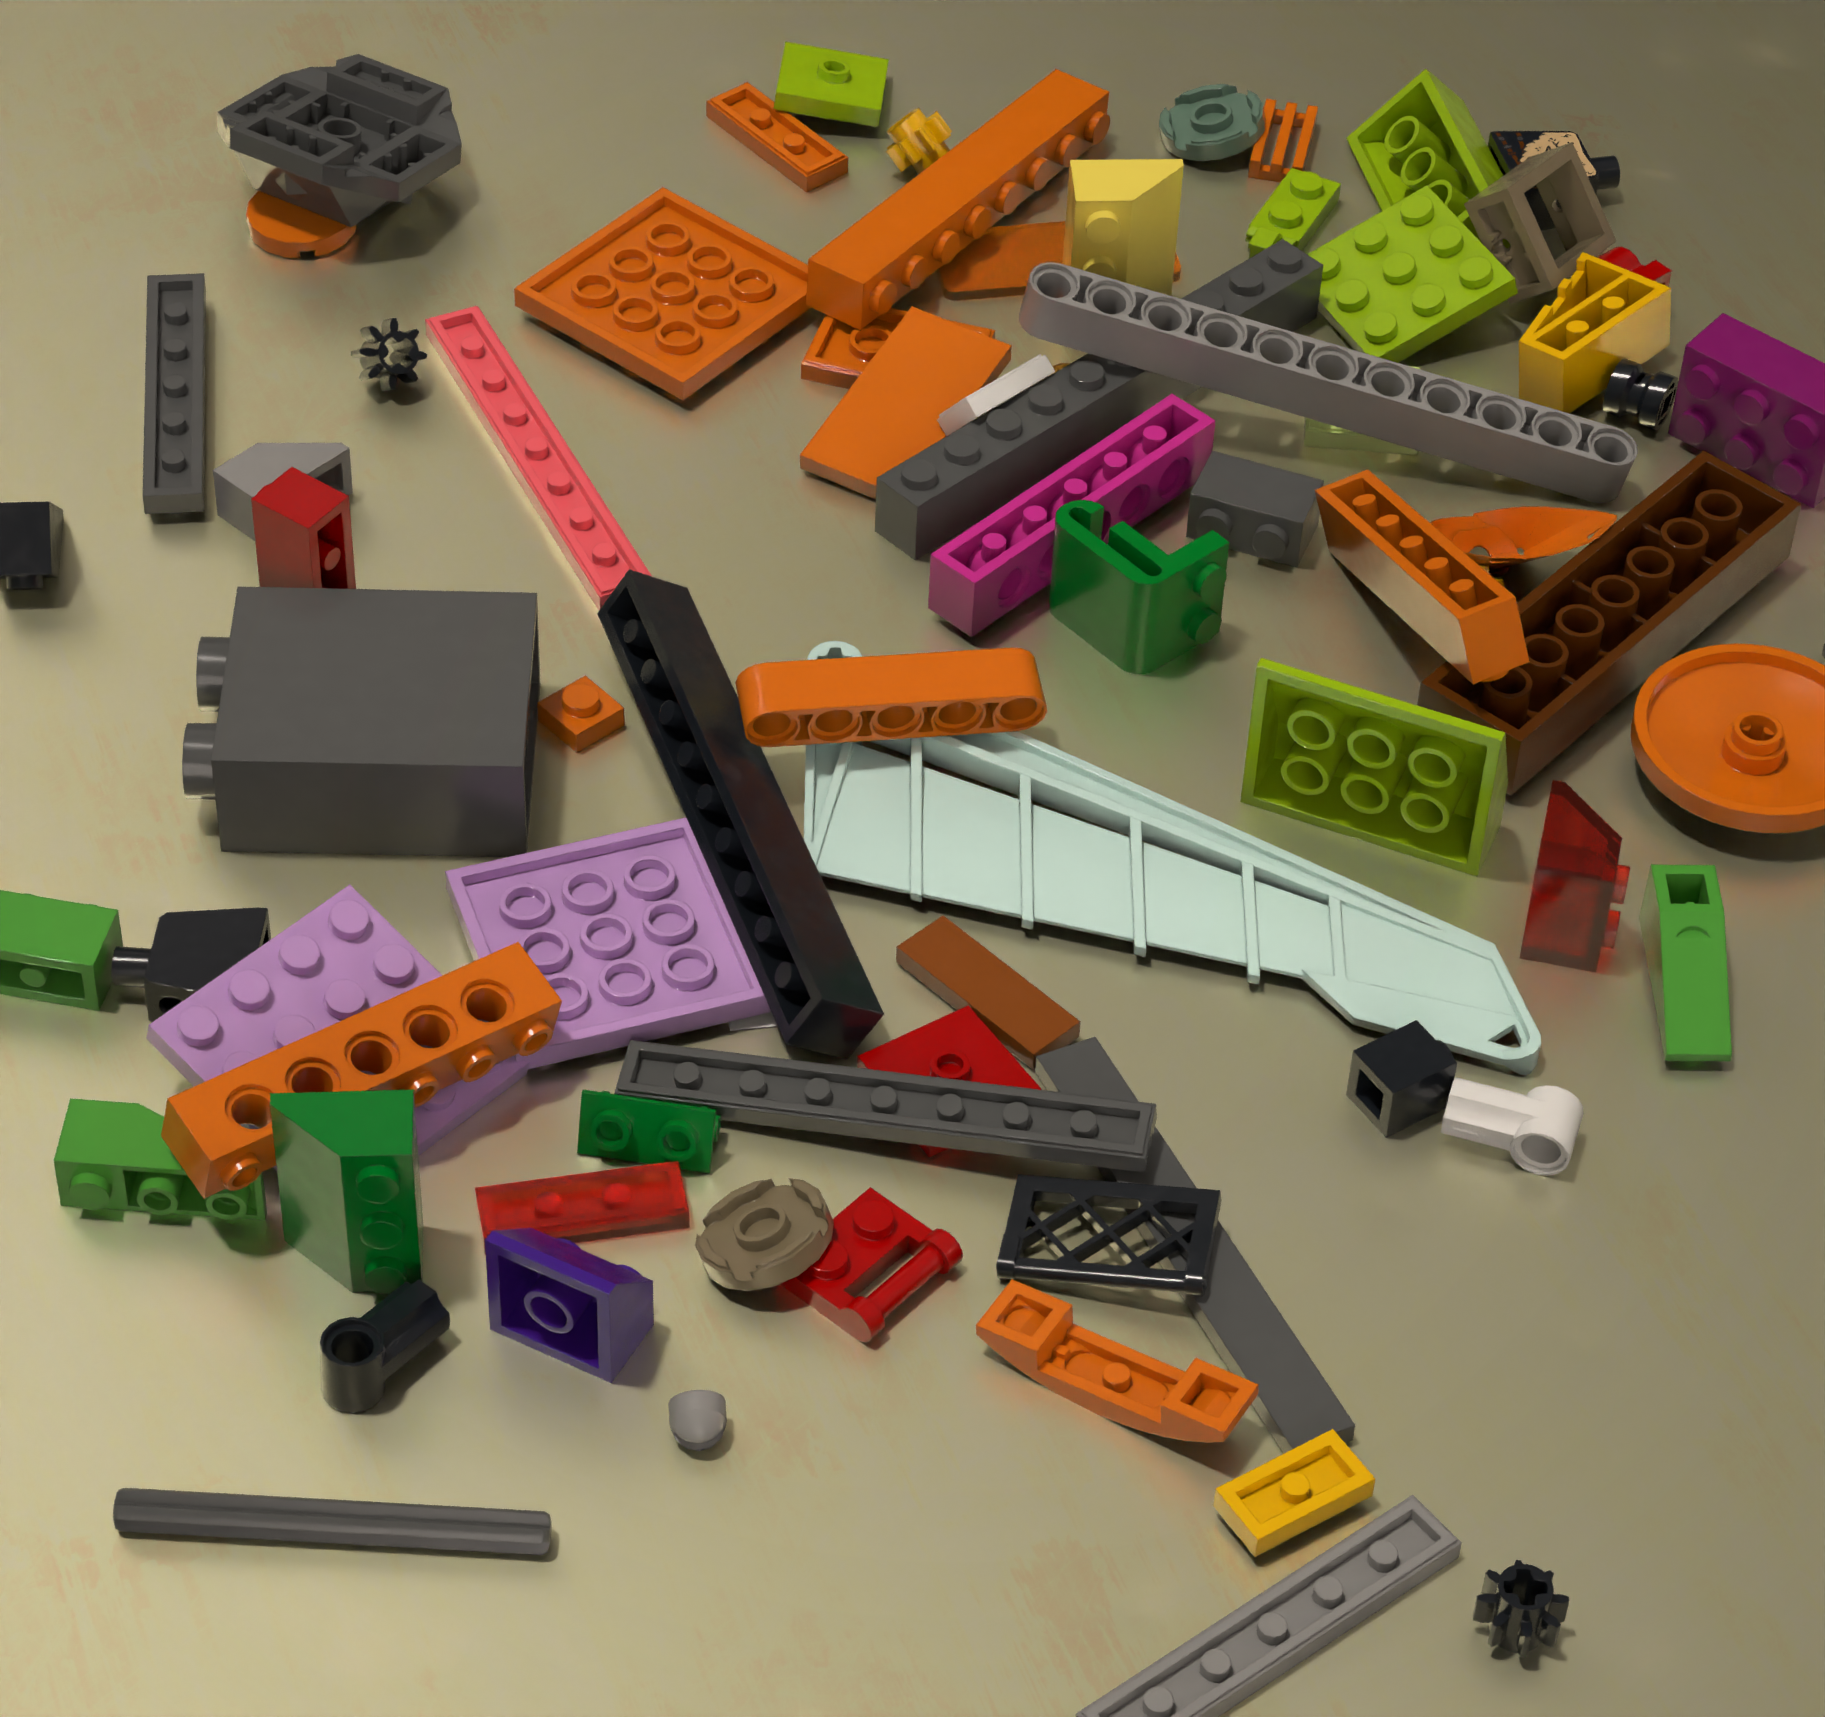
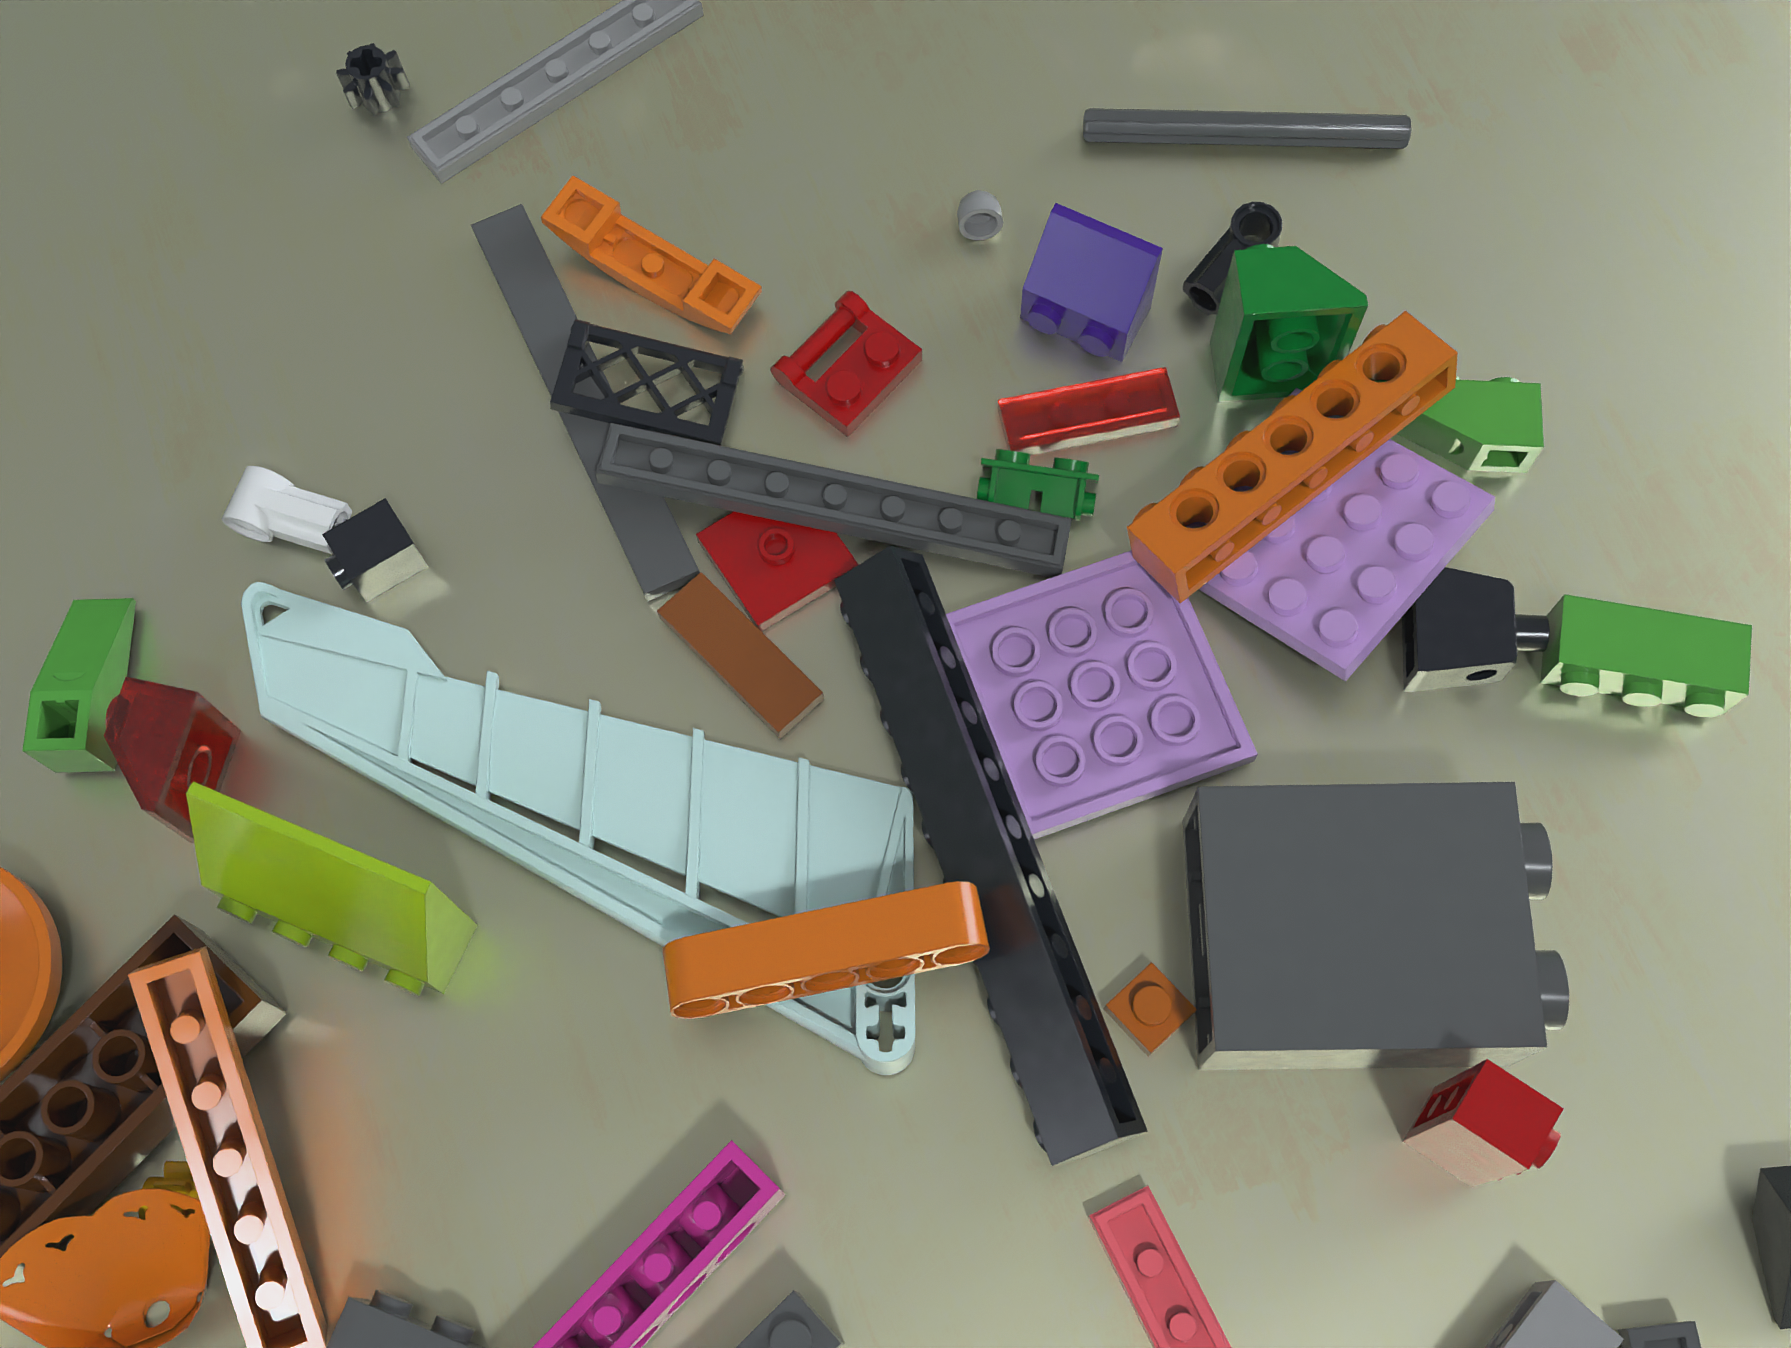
camera: 175 degrees left, 25 degrees up
(764, 1234) = (933, 370): dark tan tile -> none
(1131, 594) = (492, 1159): green piece -> none
(1293, 1492) = (526, 167): yellow plate -> none

